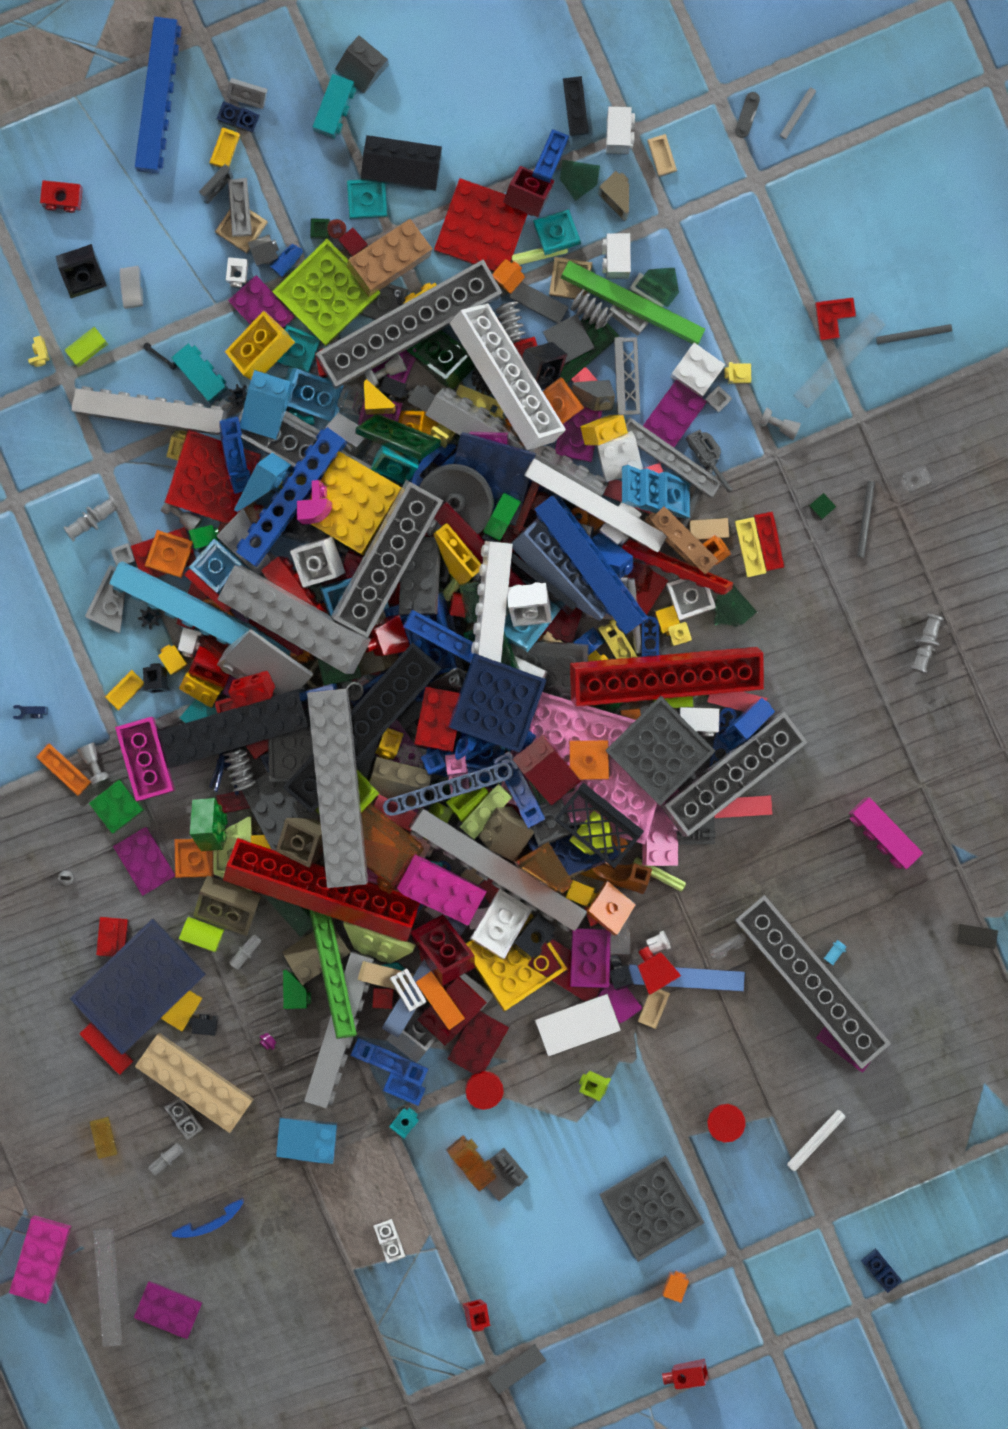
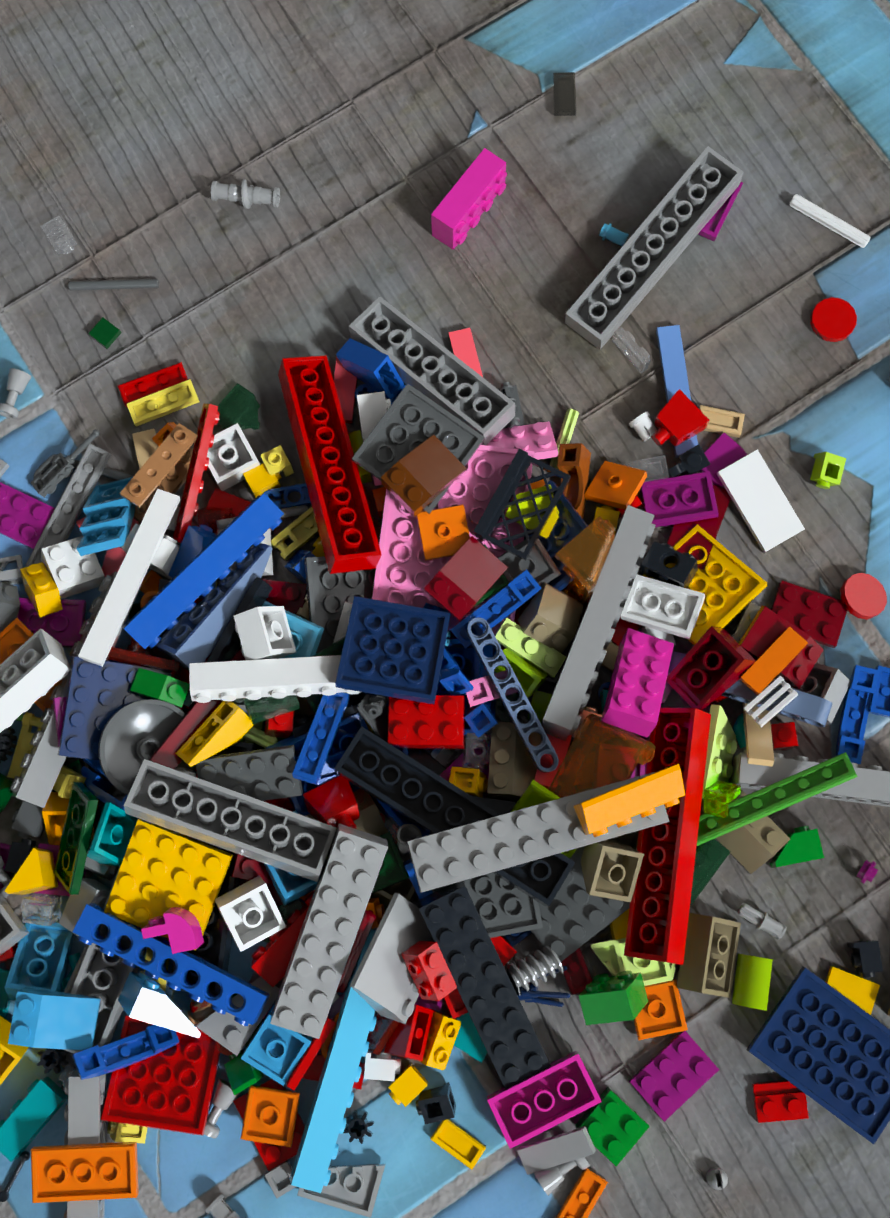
camera: 90 degrees left, 10 degrees down
(107, 761) = (556, 1150): none -> light grey tile
(154, 413) = (84, 1172): none -> orange tile
(343, 935) = (719, 796): none -> clear neon green bracket
(346, 859) = (630, 800): none -> light orange slope
(635, 750) = (422, 475): none -> reddish brown slope

